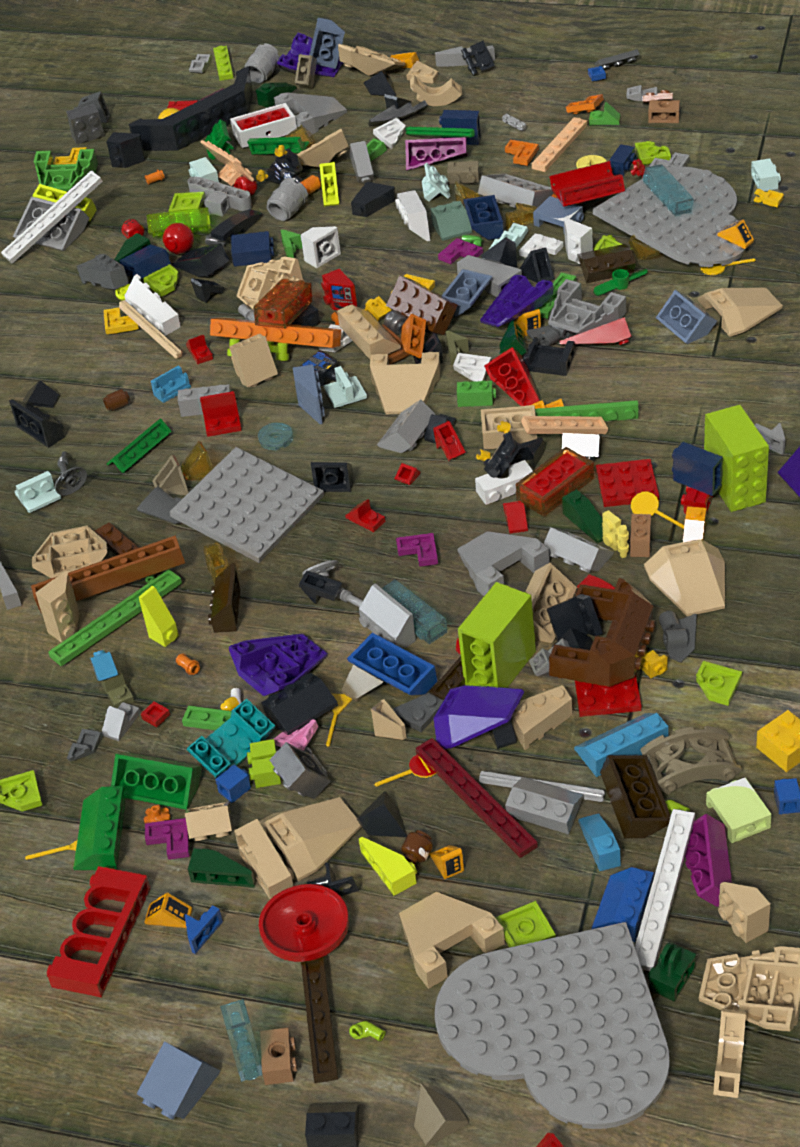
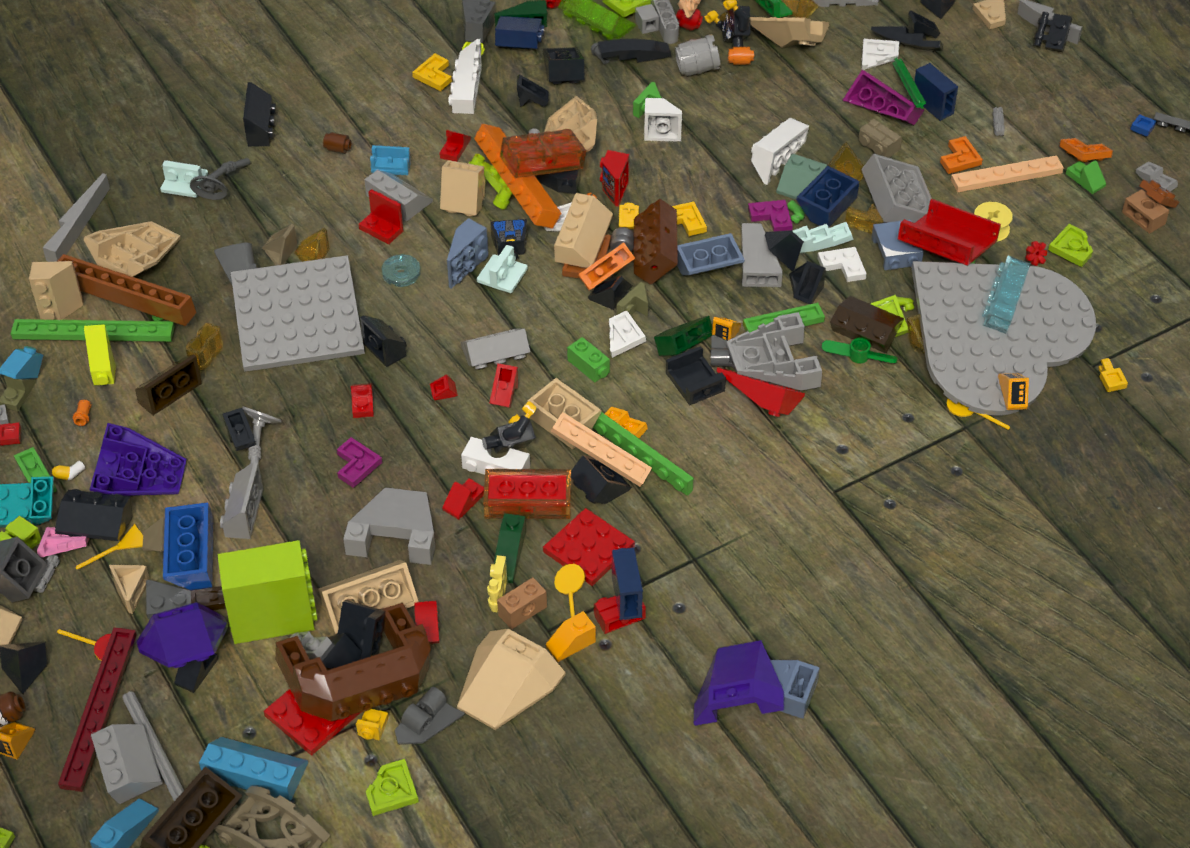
camera: 40 degrees right, 5 degrees up
(41, 396) = (294, 97): black slope -> none
(115, 539) = (179, 267): reddish brown plate -> none
(140, 445) = (300, 197): green panel -> none
(150, 329) = (440, 98): tan axle -> none
(163, 280) = (514, 60): lime plate -> none
(178, 238) = (569, 29): red brick -> none
(251, 248) = (614, 82): dark blue brick -> none
(329, 184) = (756, 67): neon yellow slope -> none
(361, 162) = (805, 64): light grey slope -> none
(372, 198) = (769, 107): black slope -> none
(375, 148) = (837, 60): bright green slope -> none
(404, 384) = (550, 306): tan wedge -> none
(427, 622) = (273, 509): clear light blue brick -> none
(434, 183) = (839, 130): light aqua bracket -> none
(434, 421) = (527, 367): black slope -> none
(436, 96) = (964, 42): tan arch -> none
(513, 377) = (639, 366): red wedge -> none
(517, 299) = (743, 300): dark purple wedge -> none
(530, 451) = (552, 450): black slope -> none
(540, 713) = (229, 684): tan wedge -> none
(576, 550) = (461, 570): light grey slope -> none
(577, 239) = (867, 280): white slope -> none
(622, 159) = (1036, 229): dark blue brick -> none
(677, 159) = (1078, 274): light grey plate -> none
(685, 318) = (857, 434): sand blue slope -> none
(741, 307) = (919, 465): tan wedge -> none
(744, 456) = (670, 602): lime brick -> none
(765, 174) = (1141, 350): light aqua brick -> none
(774, 438) = (758, 613): light grey slope -> none

